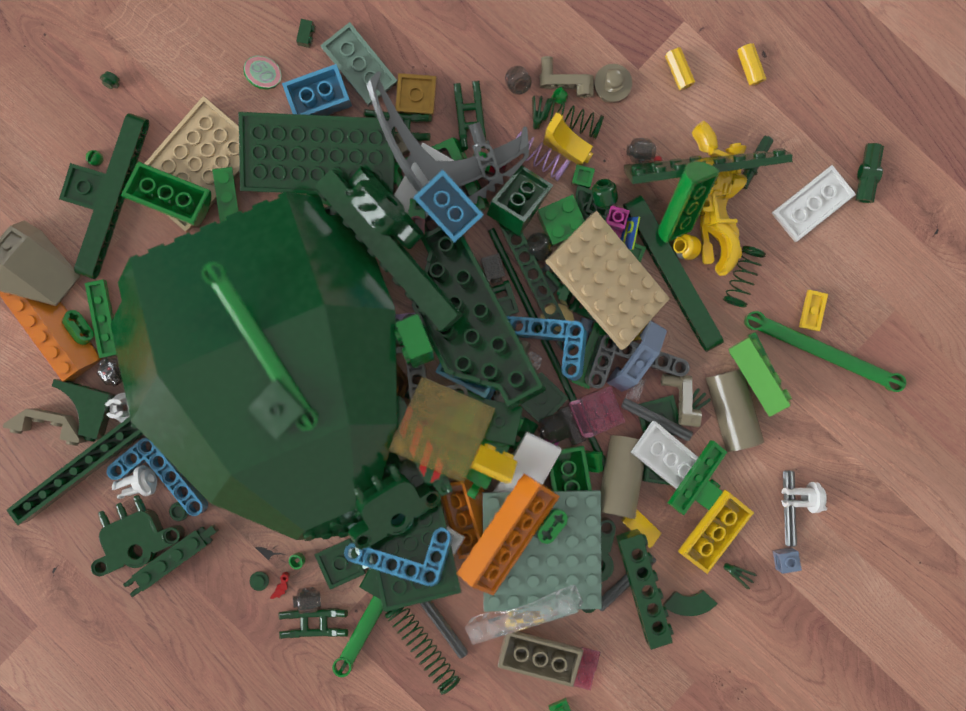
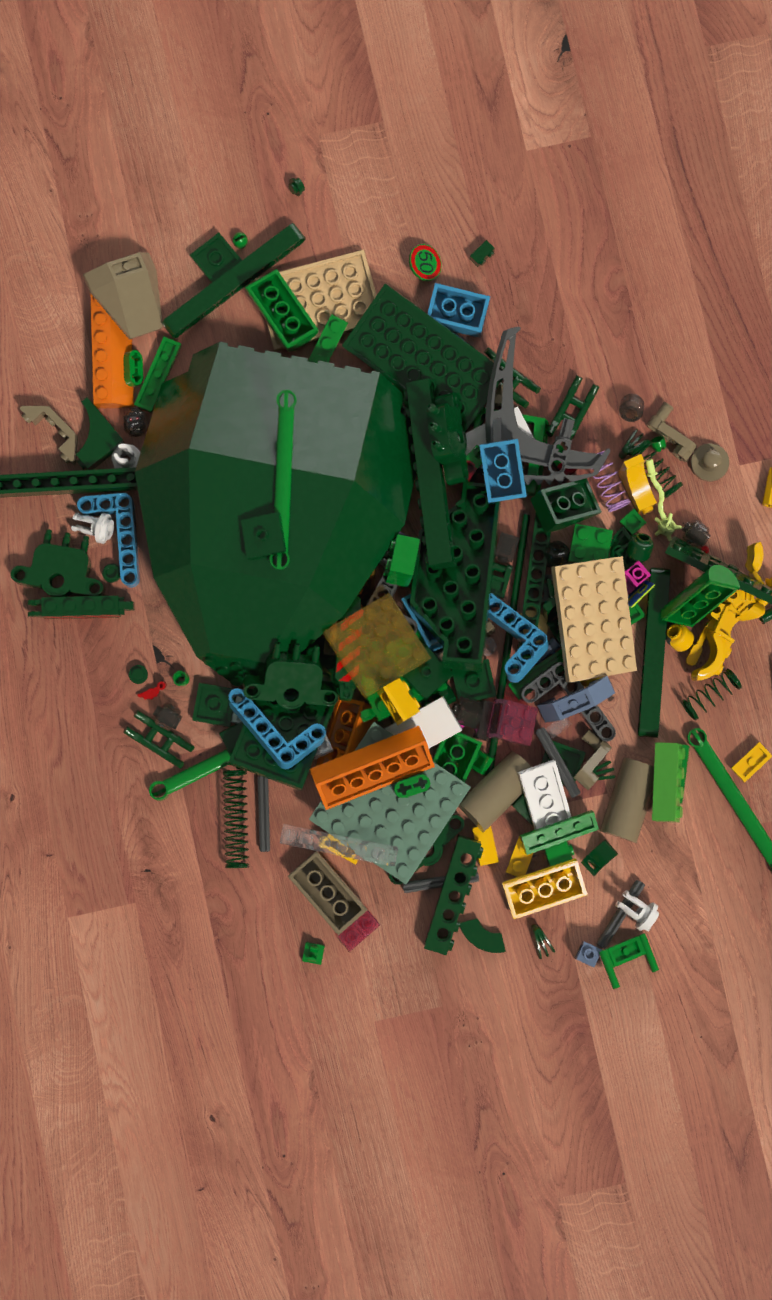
camera: 35 degrees right, 5 degrees down
(357, 61) = (509, 305): sand green plate -> none
(415, 94) = (539, 363): pearl gold plate -> none
(612, 160) = (666, 525): none -> yellowish green piece
(678, 523) = (519, 860): none -> yellow plate
(741, 474) = (599, 857): none -> dark green bracket
(816, 539) = (626, 952): none -> green plate

